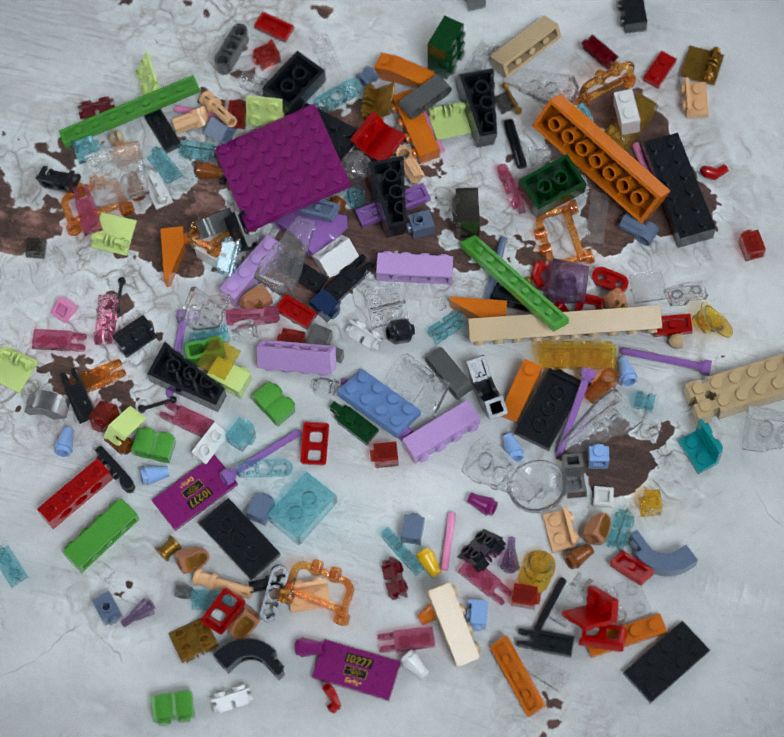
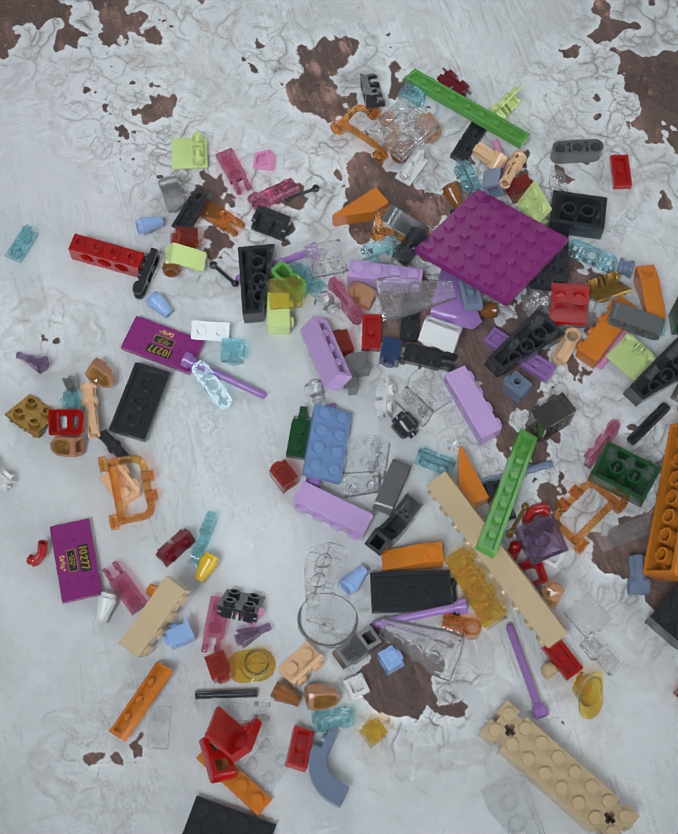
camera: 55 degrees right, 0 degrees up
(36, 248) = (302, 110): clear smoke plate -> none
(87, 212) = (356, 126): clear pink hinge -> none
(101, 535) = (83, 294): bright green brick -> none
(107, 608) = (22, 334): sand blue brick -> none
(112, 139) = (440, 115): tan hinge -> none
(115, 235) = (351, 157): yellowish green hinge -> none
(153, 445) = (184, 291): bright green brick -> none
(164, 165) = (437, 160): clear light blue hinge -> none
(168, 548) = (100, 352): pearl gold bush -> none
(187, 419) = (222, 303): clear pink hinge -> none
(249, 649) = (37, 454): black arch -> none
(260, 508) = (176, 403): sand blue brick -> none
(266, 55) = (589, 180): clear red brick -> none
(272, 577) = (96, 452): beam -> none
(273, 403) = (276, 361): bright green brick -> none
(302, 508) = (194, 435): clear light blue brick -> none
(307, 445) = (256, 409): red piece -> none
(309, 647) = (72, 507): magenta cone -> none
(353, 194) = (510, 318): clear light blue wheel -> none
(412, 529) = (228, 536): sand blue brick -> none
(448, 541) = (235, 573): bright pink bar -> none
(484, 504) = (286, 585): magenta cone -> none
(547, 642) = (188, 712): black hinge -> none
(610, 280) = (570, 578): red plate -> none
(626, 373) = (486, 643): light blue cone -> none
(644, 401) = (469, 671): clear light blue wheel -> none
(701, 447) = (453, 749): teal bracket -> none

